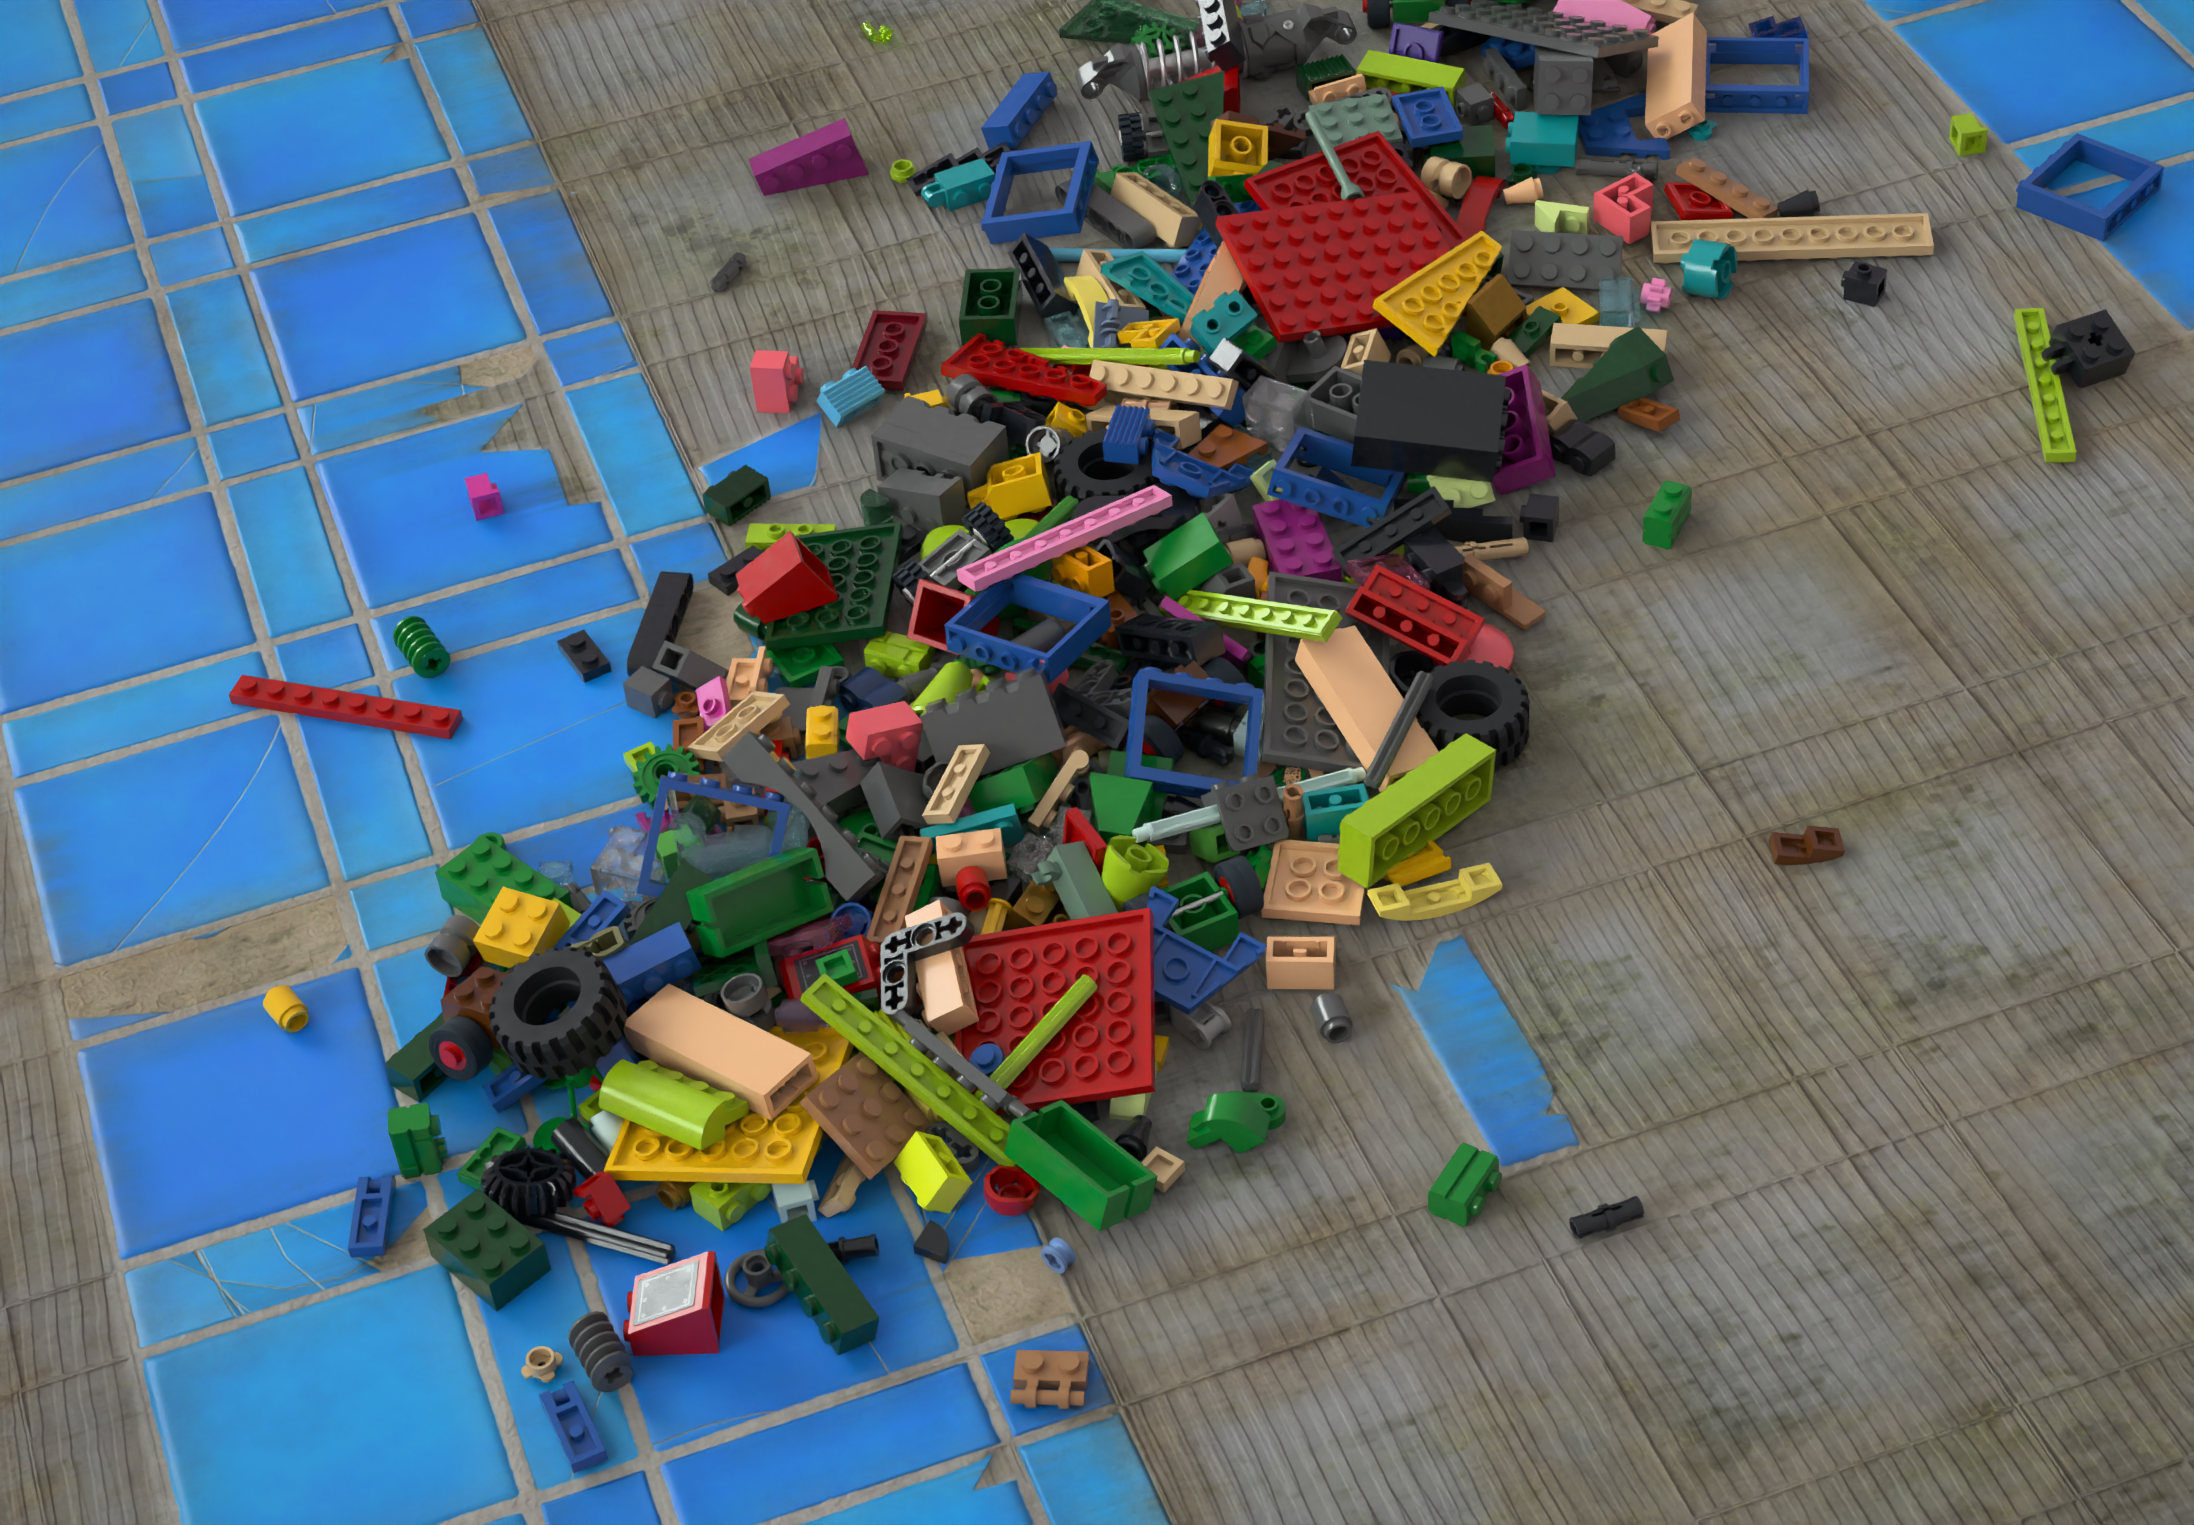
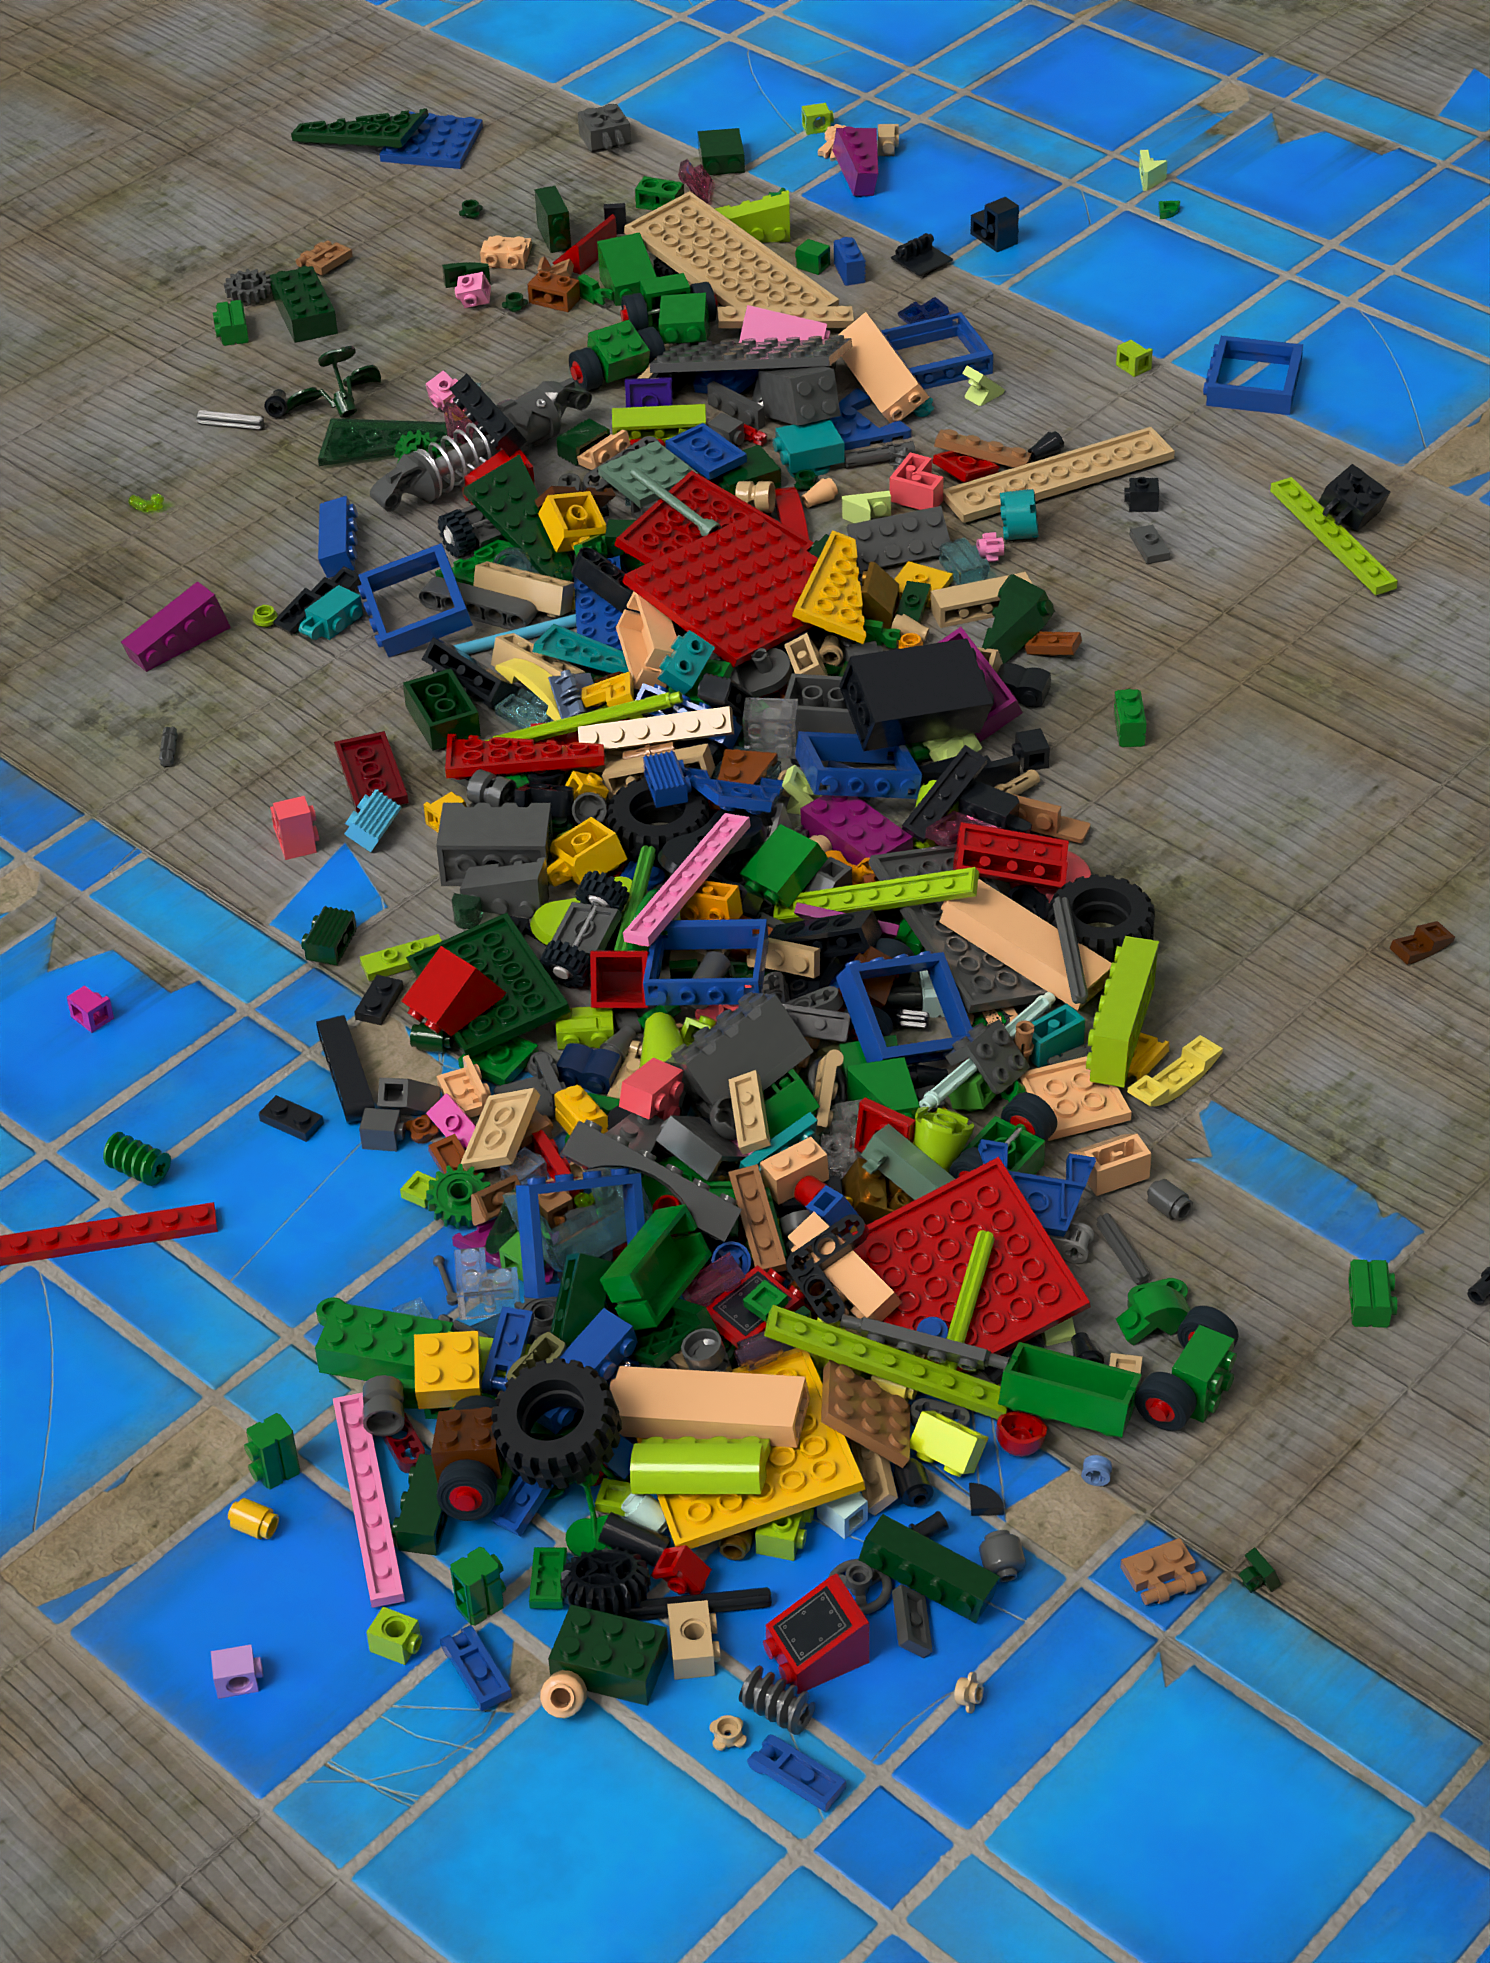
camera: 30 degrees left, 0 degrees up
(173, 1137) = (236, 1671): none -> lavender brick
(323, 1158) = (384, 1635): none -> lime brick
(335, 952) = (272, 1451): none -> green brick
(385, 1039) = (368, 1503): none -> bright pink plate
(420, 1268) = (563, 1694): none -> light nougat head
(569, 1265) = (690, 1656): none -> tan brick
(776, 1329) = (912, 1621): none -> dark grey plate
(779, 1416) = (968, 1692): none -> tan plate
(877, 1199) = (913, 1483): none -> black brick
(905, 1300) = (1002, 1554): none -> dark grey head
(973, 905) = (830, 1206): none -> blue brick
(1124, 648) = (790, 958): none -> tan plate
(1138, 1415) = (1258, 1573): none -> dark green tile
(1217, 1196) = (1197, 1374): none -> brick
(1778, 125) = (982, 388): none -> yellowish green slope
(1835, 339) = (1149, 544): none -> dark grey plate

